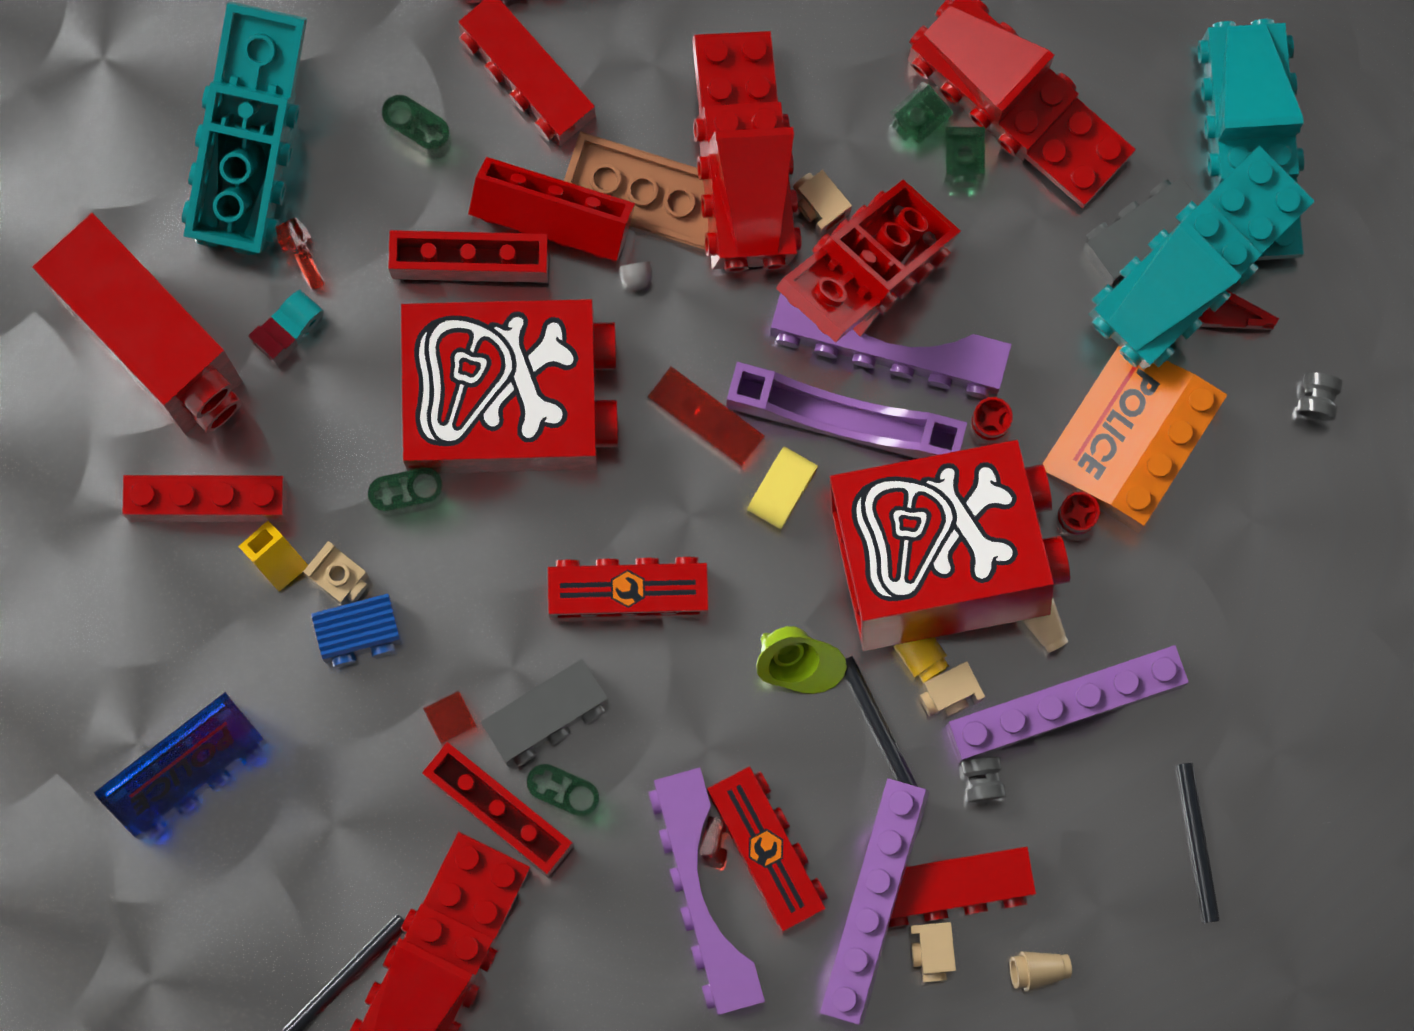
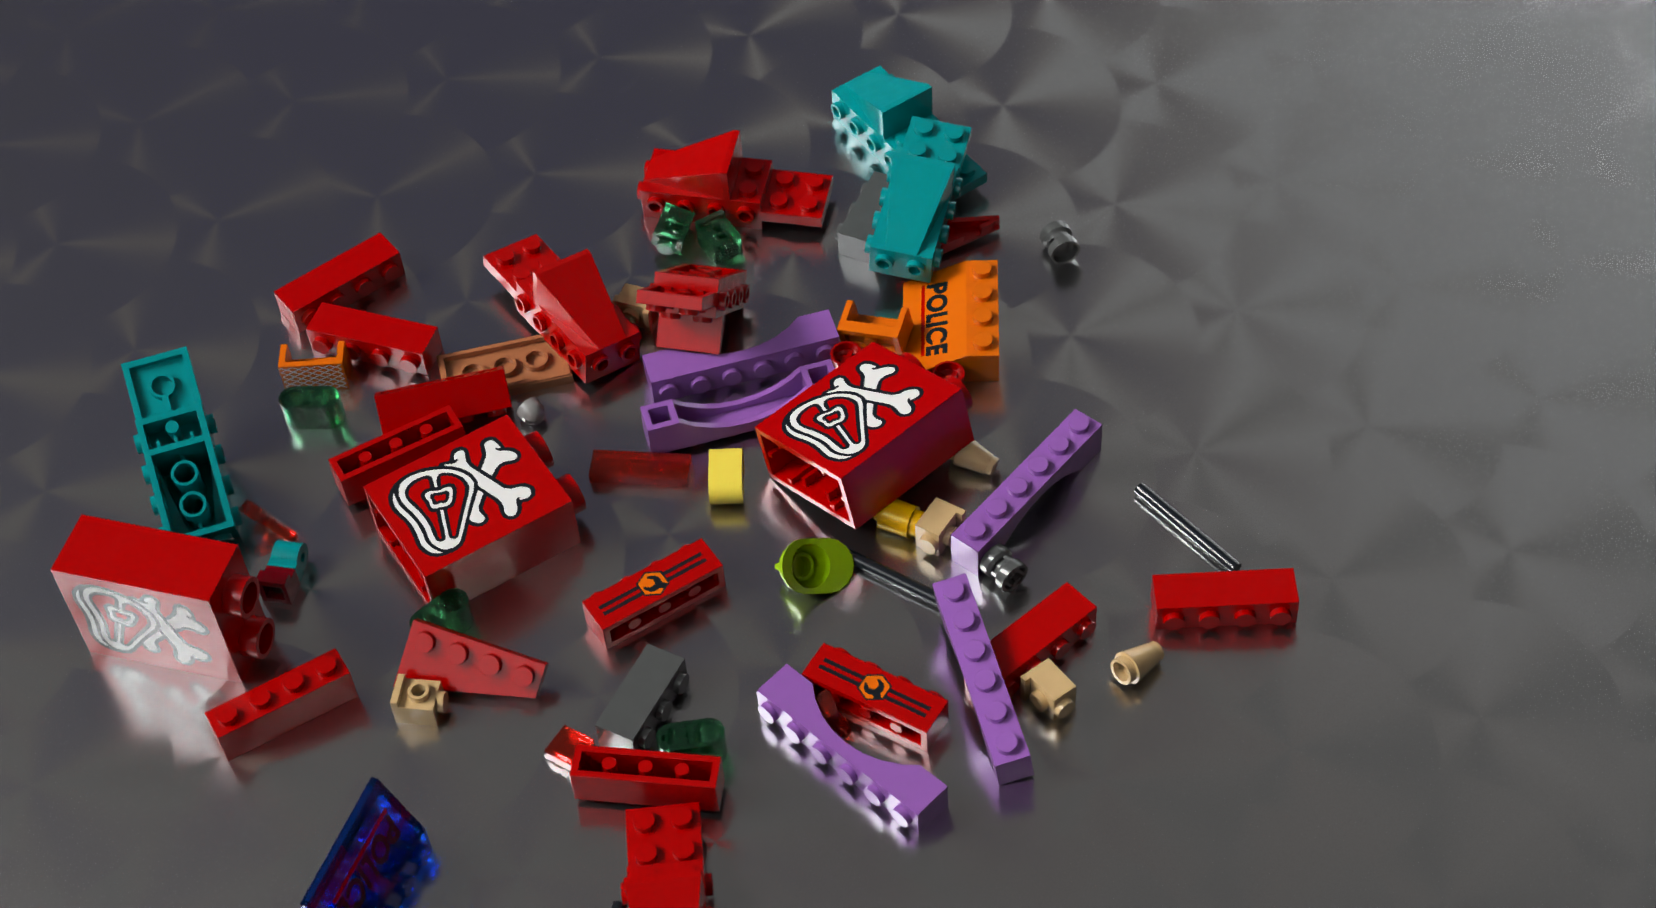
camera: 25 degrees left, 30 degrees down
(273, 556) = (360, 715): yellow brick -> none
(357, 630) = (457, 726): blue brick -> none
(401, 564) = (469, 663): none -> red wing
(445, 73) = (316, 371): none -> orange panel
(1048, 393) = (884, 331): none -> orange panel
(1171, 955) = (1224, 598): none -> red brick

